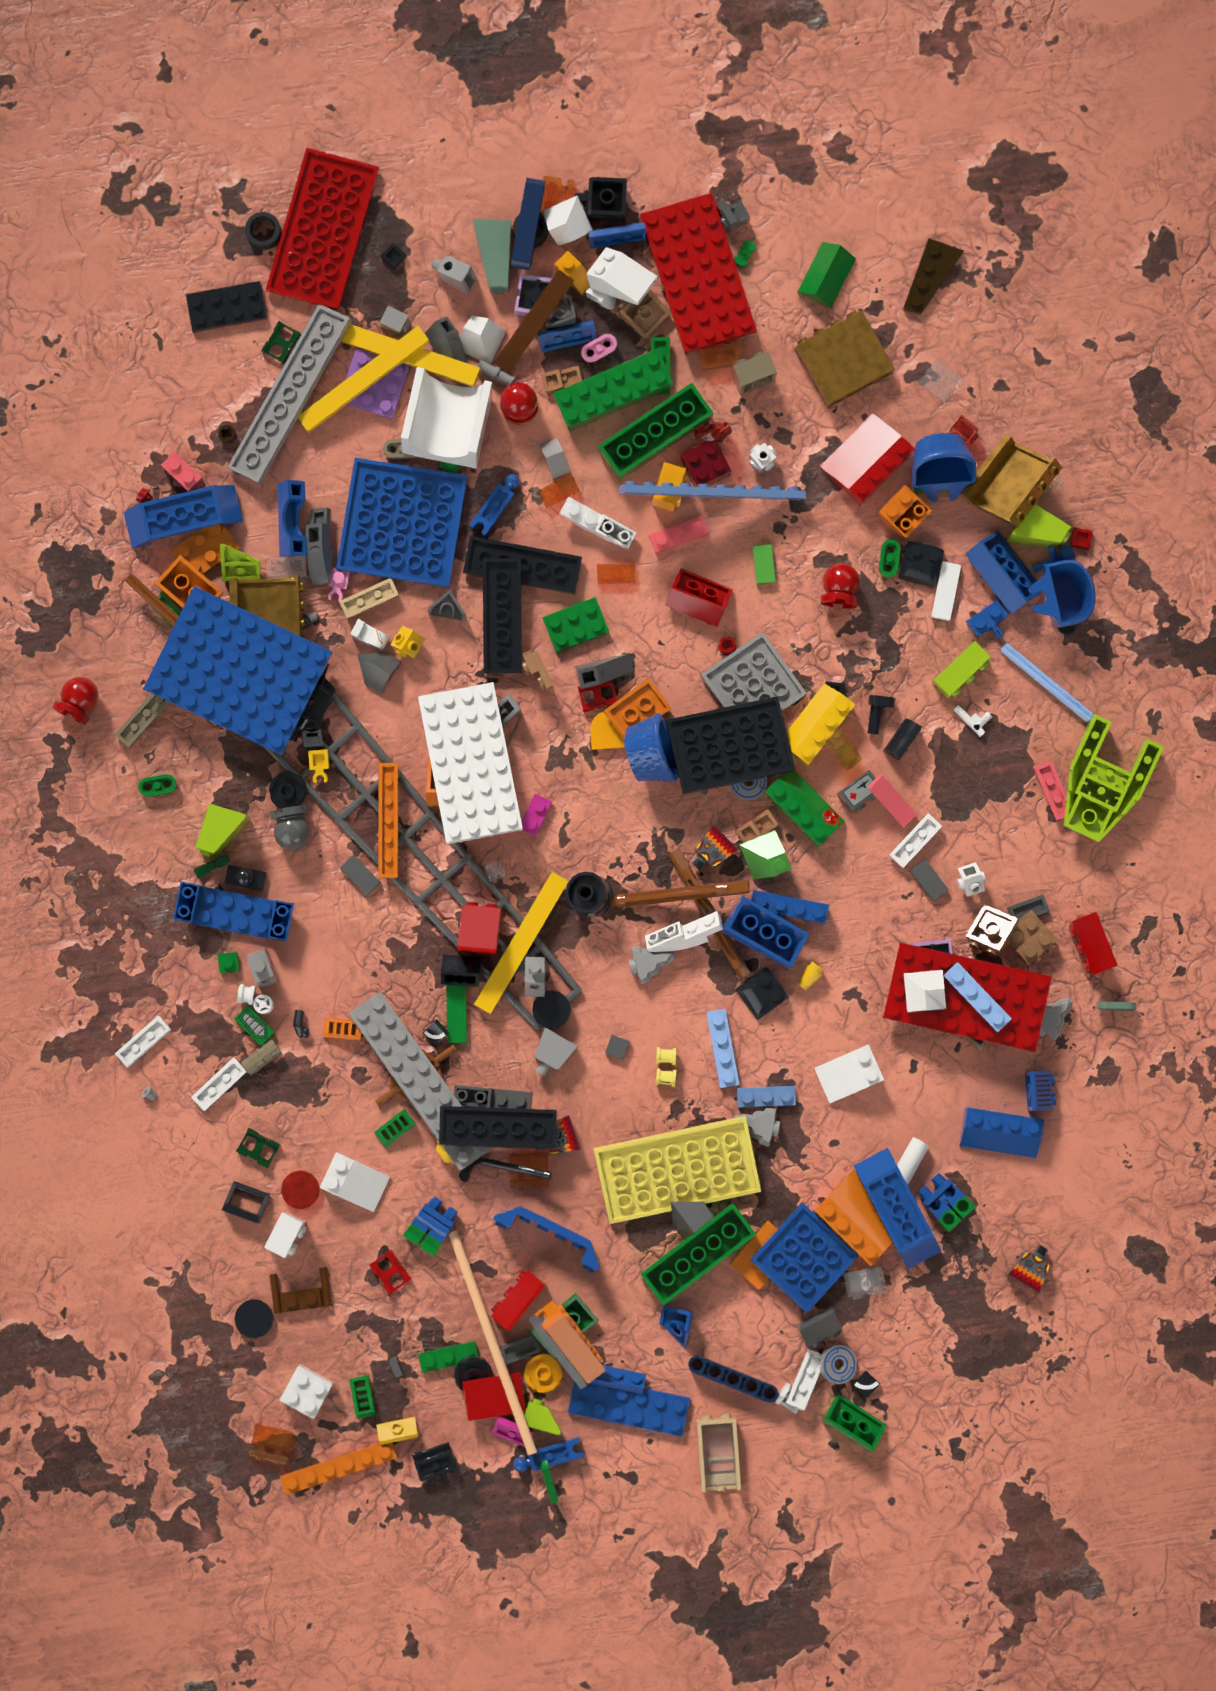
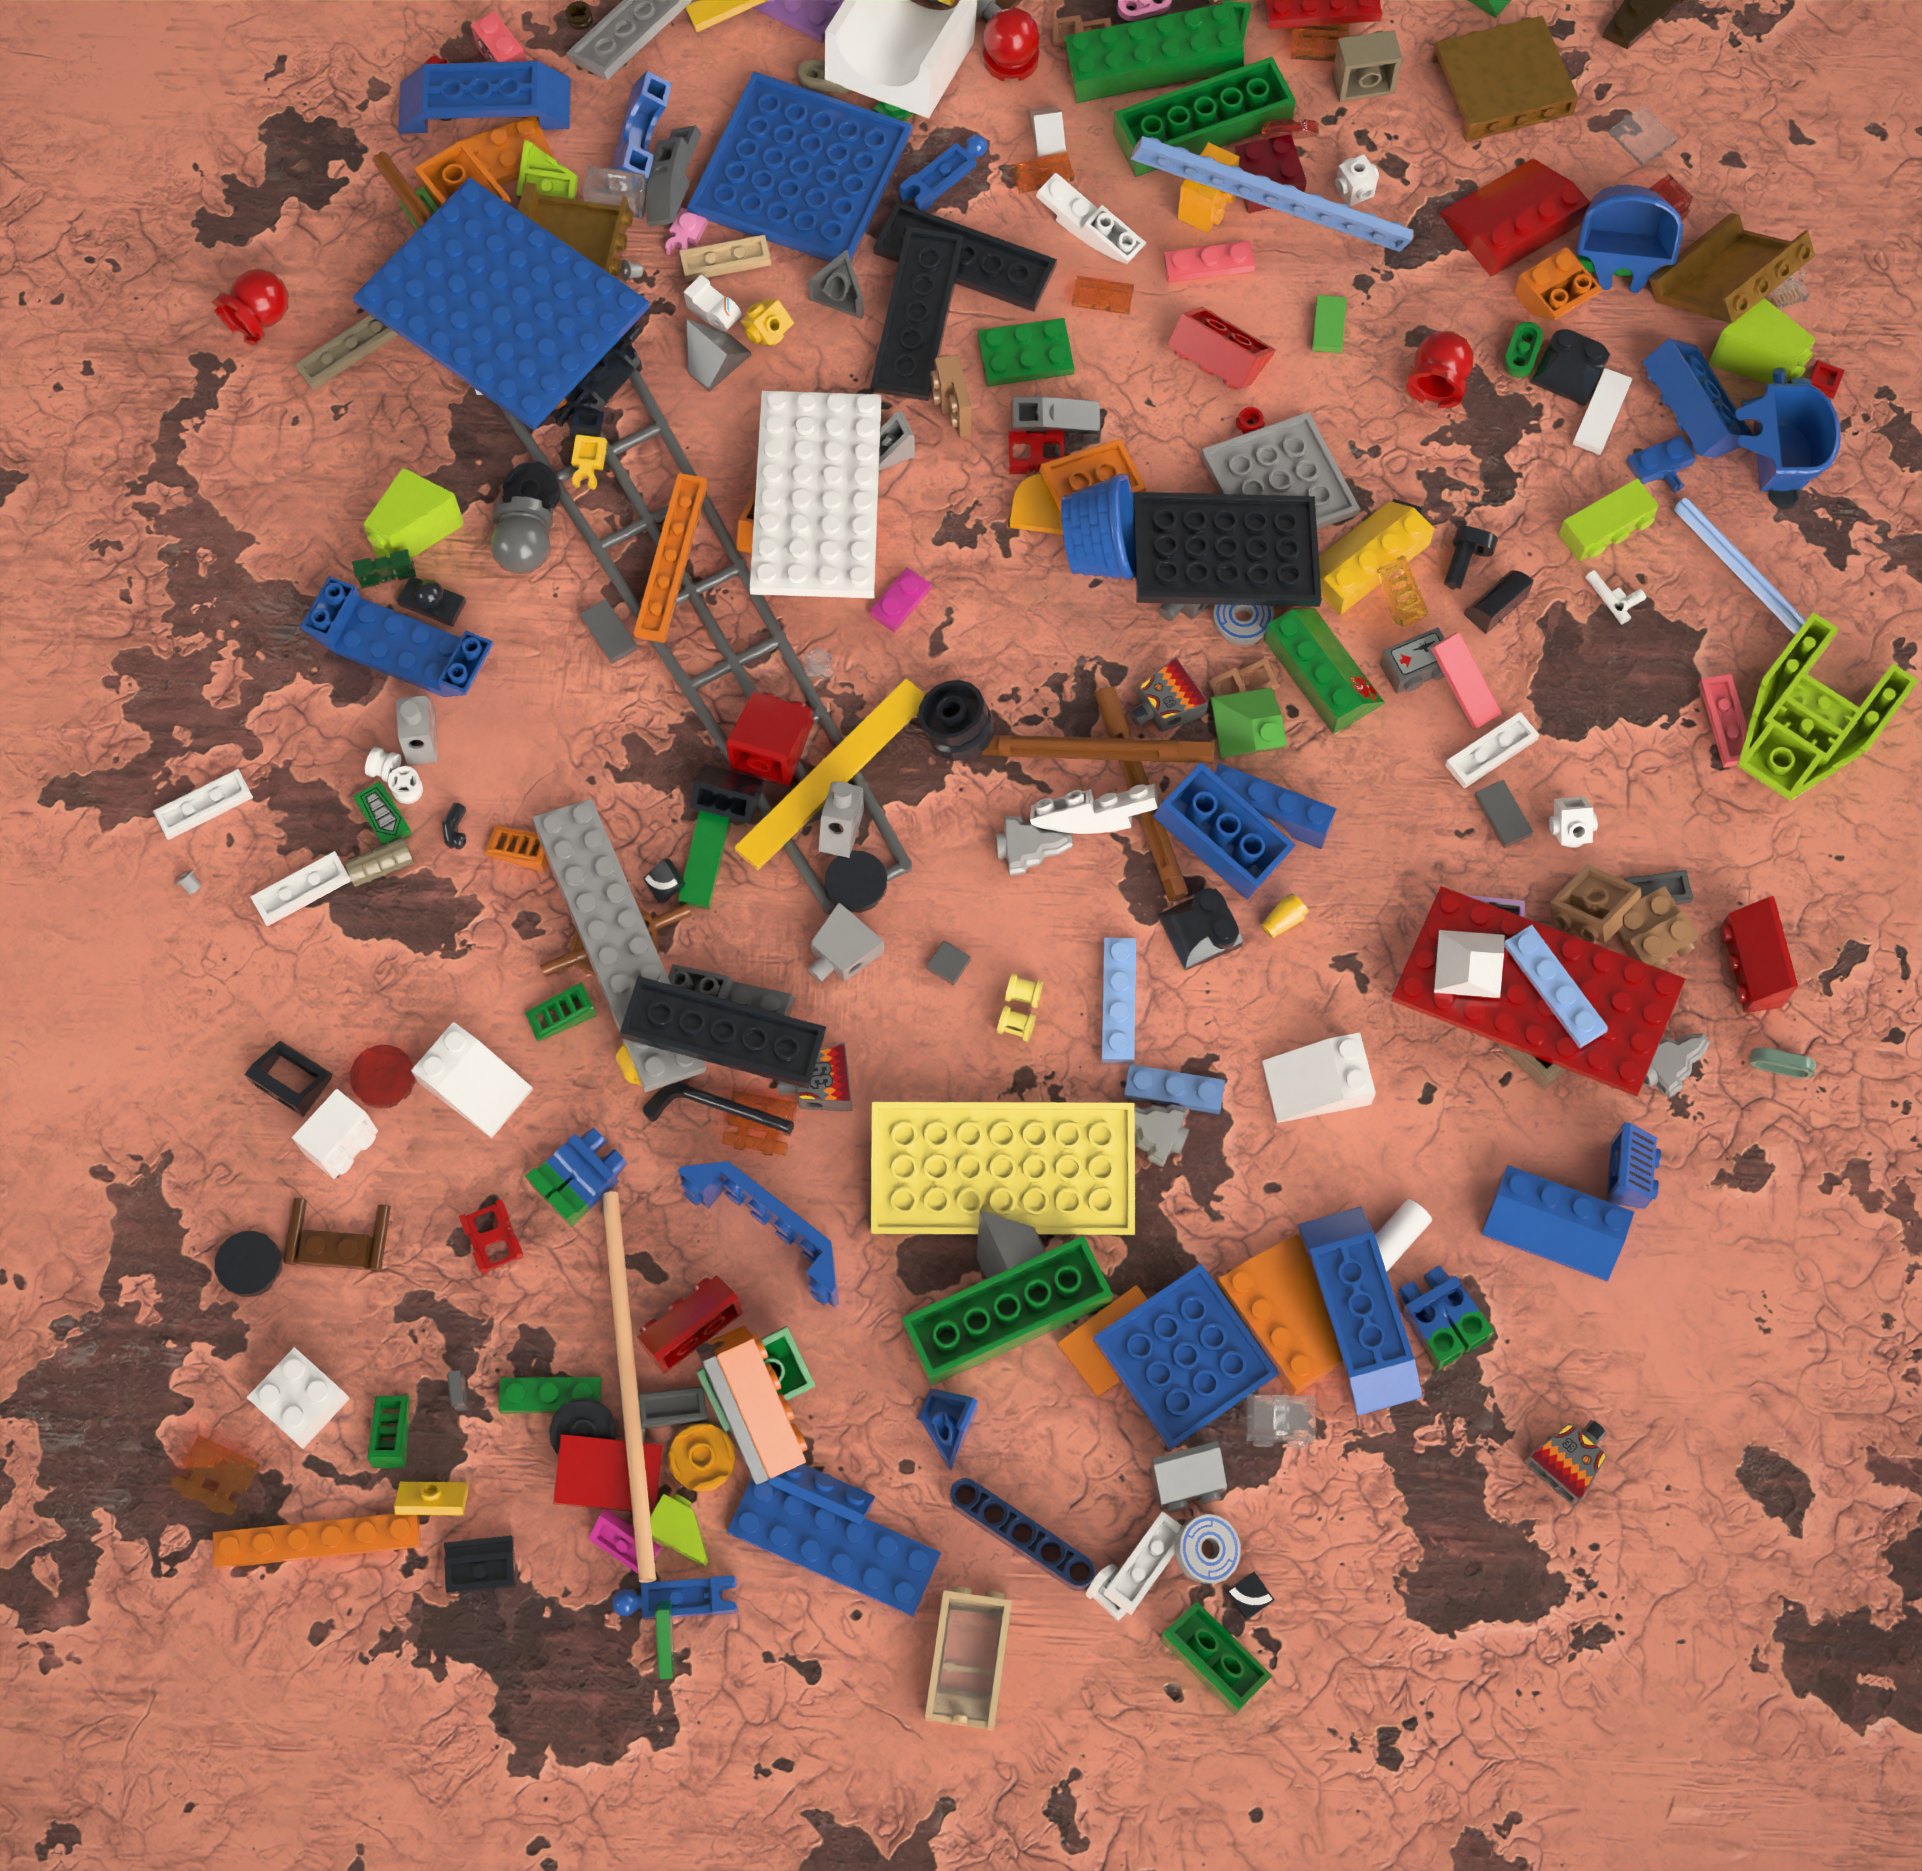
camera: 15 degrees right, 15 degrees down
(157, 785) = (338, 445): green plate -> none
(228, 962) = (369, 715): green plate -> none
(255, 1153) = (342, 990): dark green piece -> none

